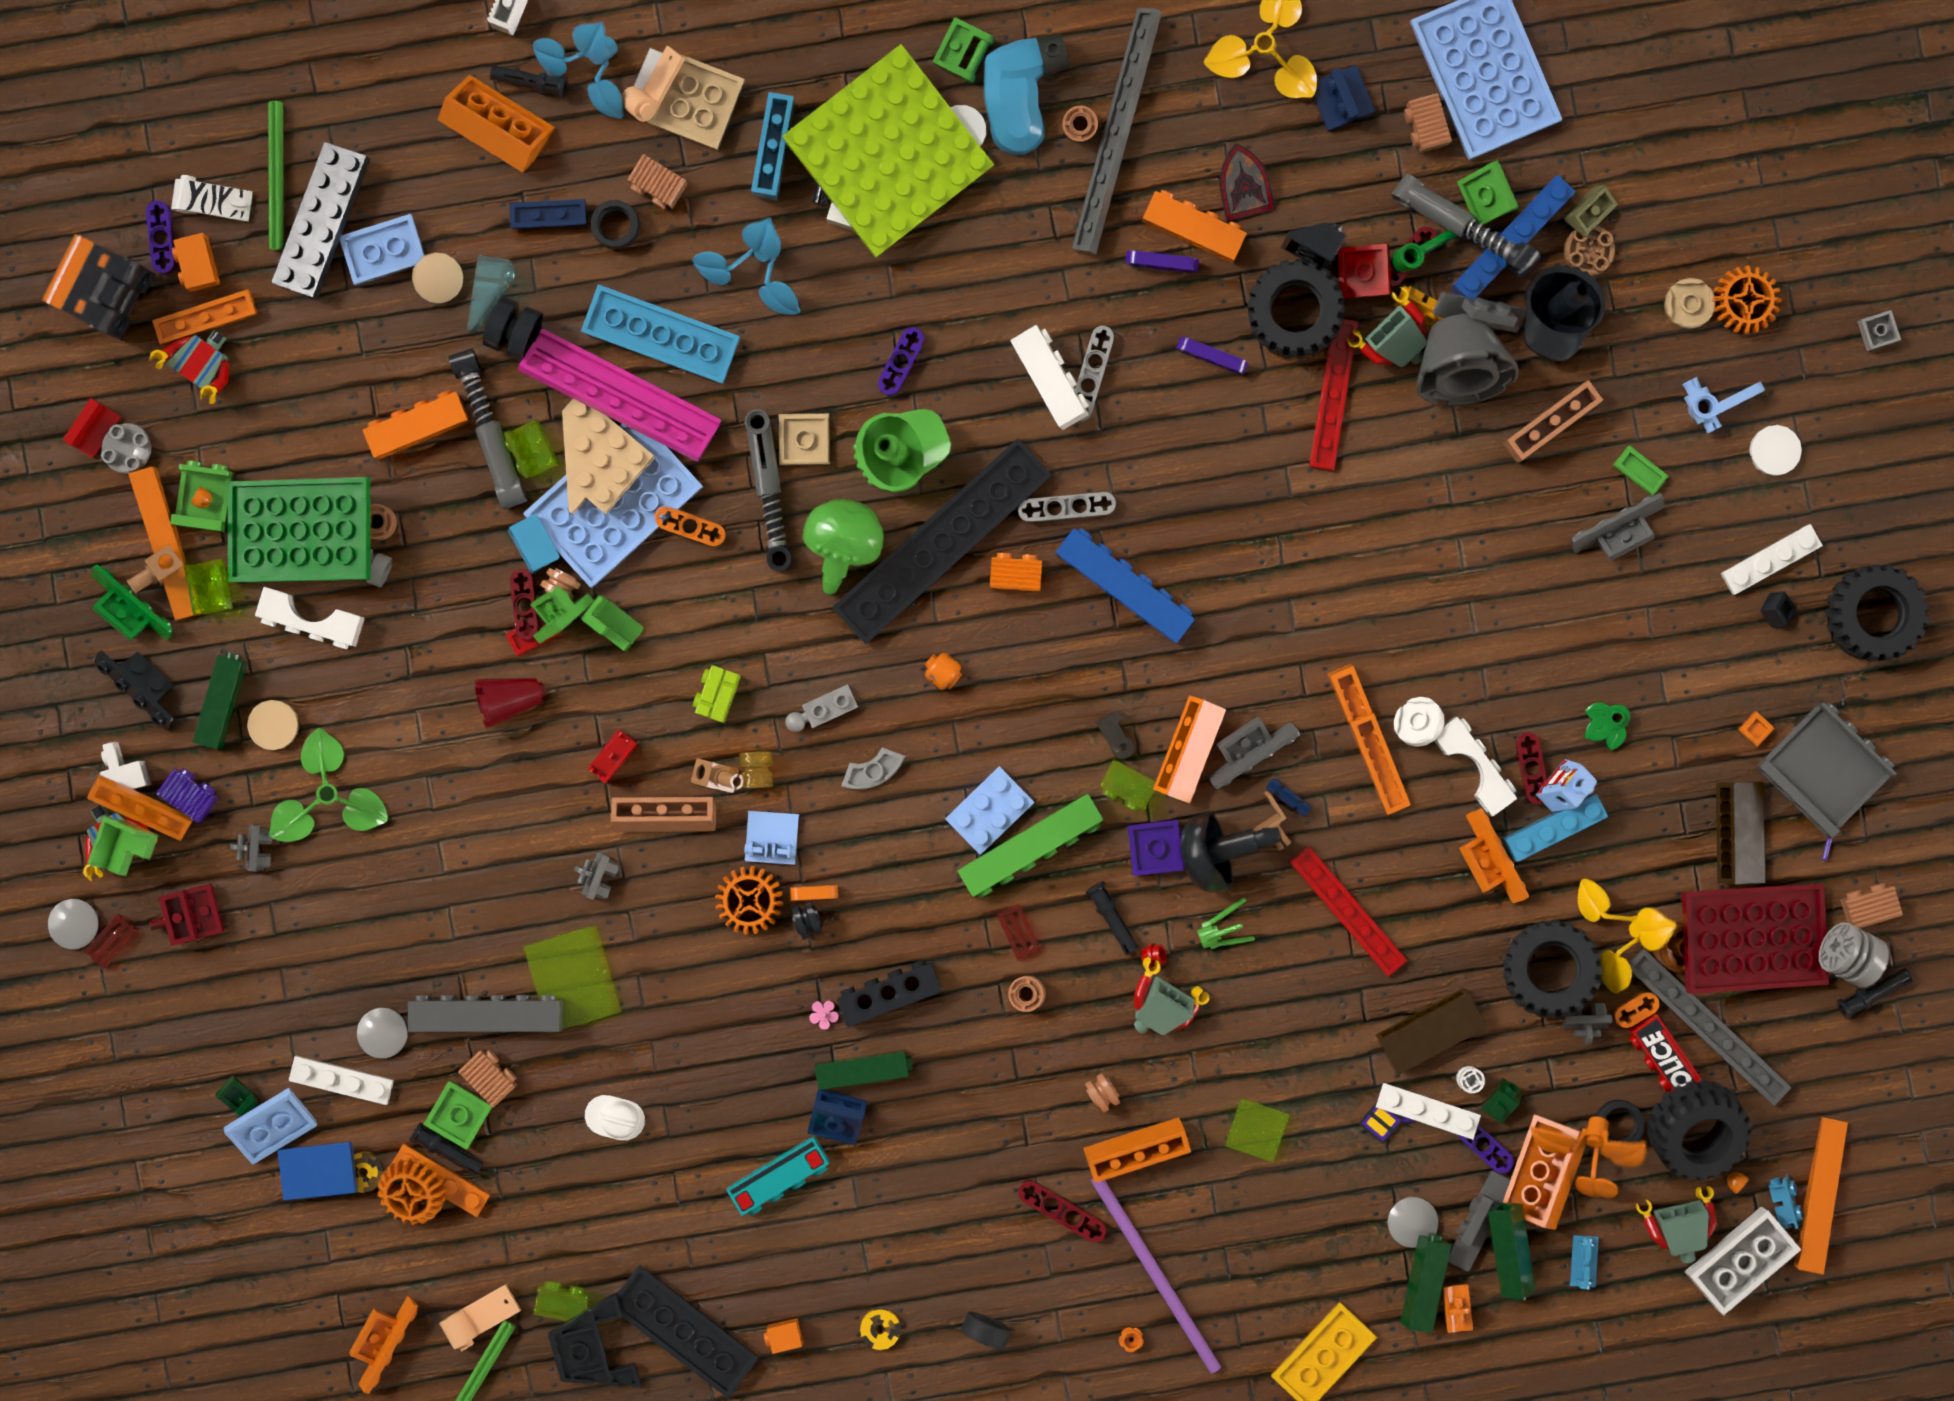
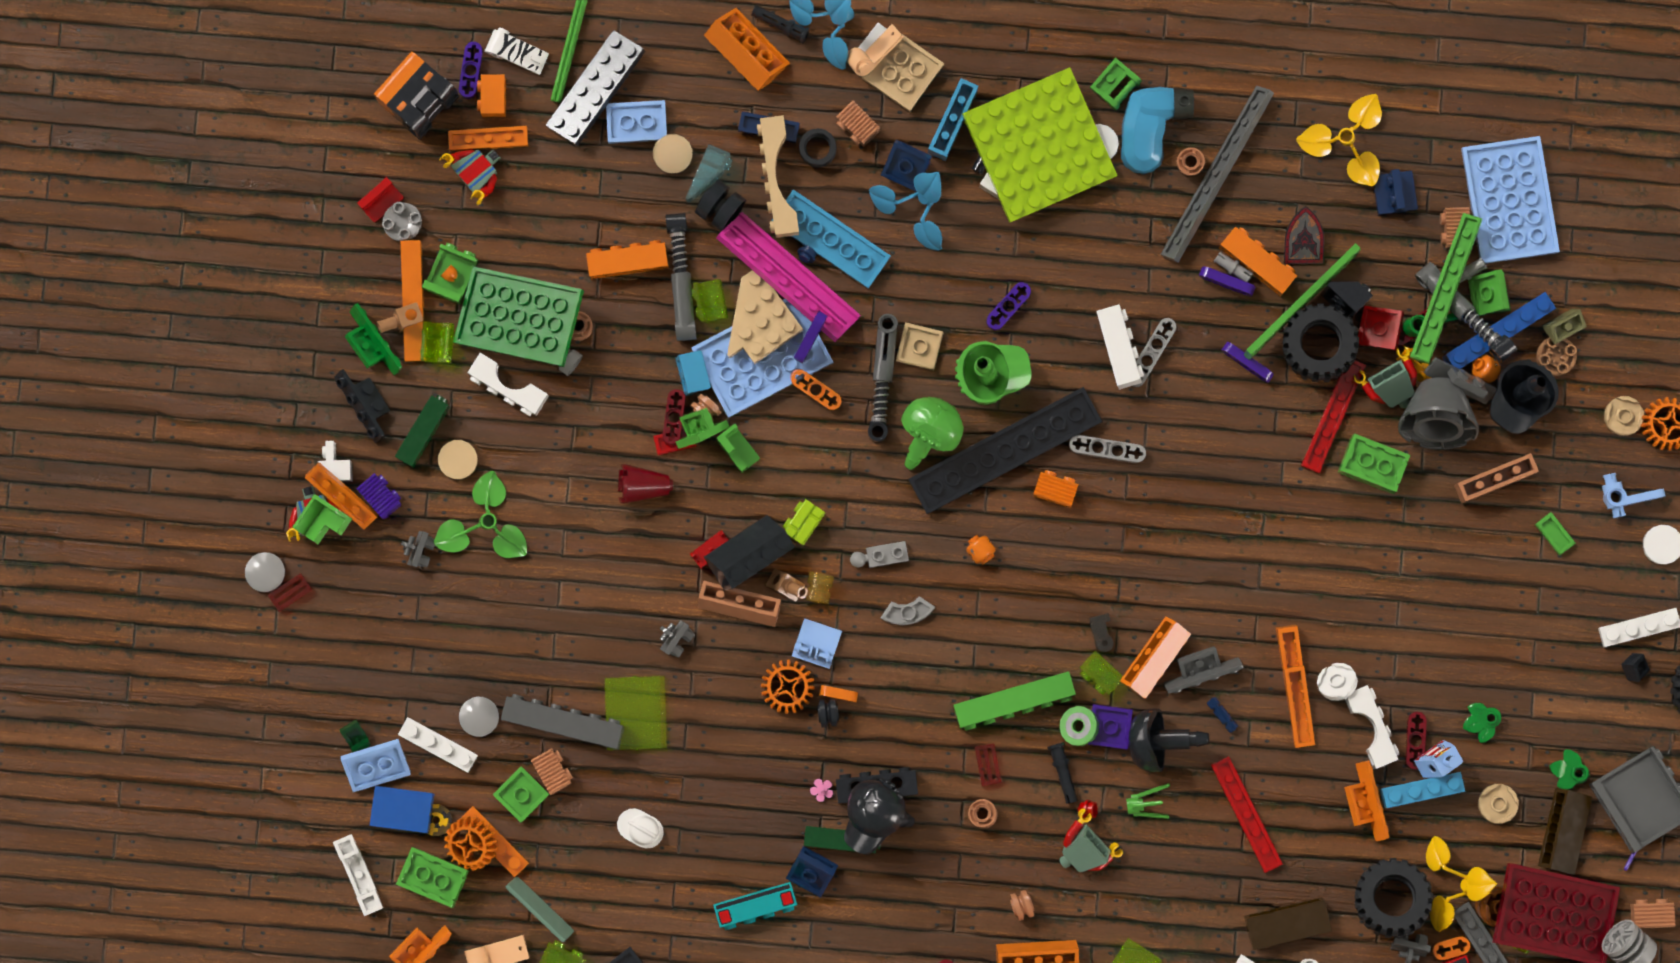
camera: 15 degrees right, 5 degrees down
(189, 914) = (356, 587): dark red plate -> none
(286, 1262) = (358, 874): none -> white slope
(376, 1244) = (432, 877): none -> bright green piece
(436, 1144) = (498, 812): black pin -> none
(517, 1248) = (539, 909): none -> sand green slope
(556, 226) = (784, 217): none -> tan arch
(635, 361) = (806, 254): none -> dark blue plate
(658, 749) = (748, 552): none -> black slope
(665, 463) = (810, 337): none -> dark purple beam
(727, 217) = (905, 163): none -> dark blue bracket
(894, 1032) = (874, 813): none -> black piece
(989, 810) = (989, 665): light blue plate -> none
(1104, 859) = (1069, 721): none -> bright green tile
(1125, 586) = (1137, 520): blue brick -> none
(1165, 242) = (1233, 267): none -> light grey pin
(1261, 263) = (1302, 301): none -> bright green tile
(1274, 822) = (1208, 729): medium nougat bracket -> none
(1398, 442) = (1373, 463): none -> bright green piece
(1434, 202) = (1446, 288): none -> bright green tile
(1454, 174) = (1472, 269): none -> light grey pin
(1507, 288) = (1486, 368): none -> orange head
(1622, 531) = (1529, 576): dark grey bracket -> none
(1651, 819) = (1498, 803): none -> tan tile
(1724, 756) = (1566, 769): none -> green plate
(1756, 729) = (1596, 754): orange tile -> none

